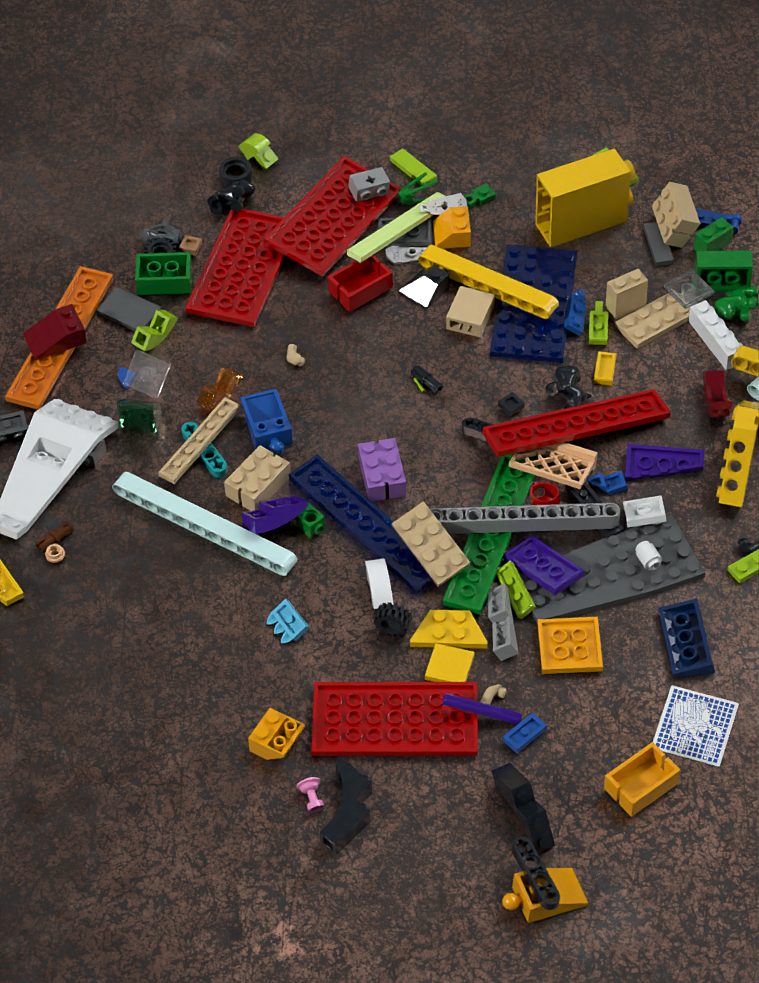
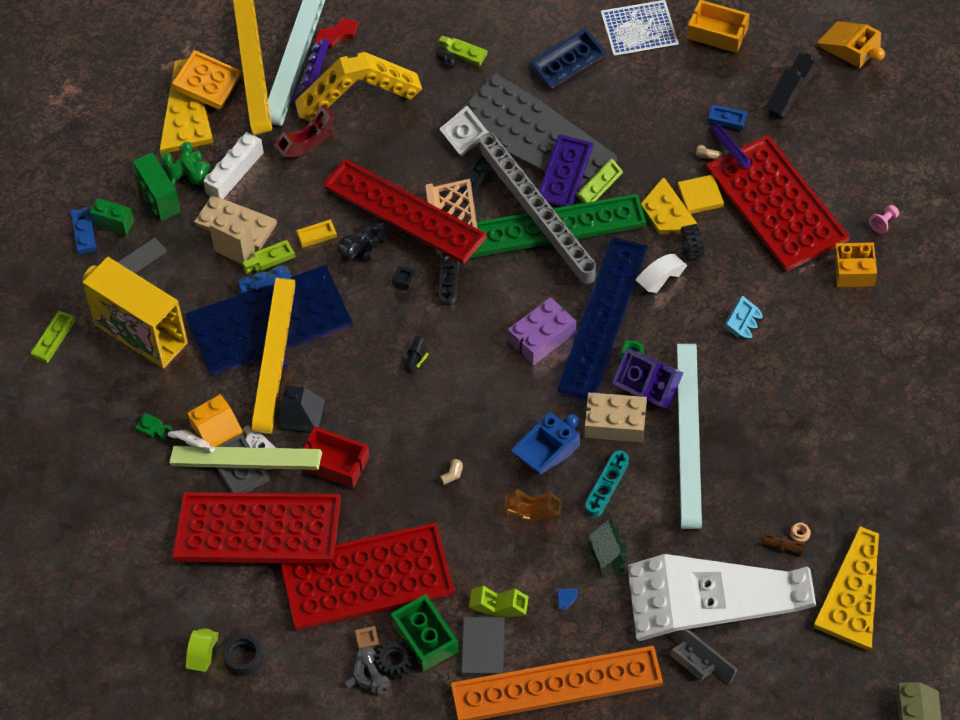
camera: 120 degrees left, 5 degrees up
(56, 333) = (564, 677): dark red slope -> none
(146, 373) = (560, 568): clear tile -> none
(199, 440) = (605, 485): tan tile -> none
(233, 196) = (282, 632): black animal -> none
(352, 813) = (881, 185): black arch -> none
(369, 184) = (205, 508): light grey brick -> none
(406, 195) = (191, 480): green plant -> none
(412, 166) = (144, 503): lime tile -> none
(430, 544) = (605, 245): tan plate -> none
(470, 311) = (312, 358): tan brick -> none
(502, 622) = (637, 176): light grey slope -> none
(534, 873) = (854, 41): black beam -> none
(550, 497) = (499, 197): red helmet -> none
(570, 645) = (626, 126): light orange plate -> none
(609, 484) = (442, 172): blue slope -> none
(648, 555) = (512, 104): white brick -> none
(654, 461) = (400, 151): dark purple wing -> none
(675, 214) = (108, 239): tan piece -> none
(688, 289) = (197, 198): clear slope -> none

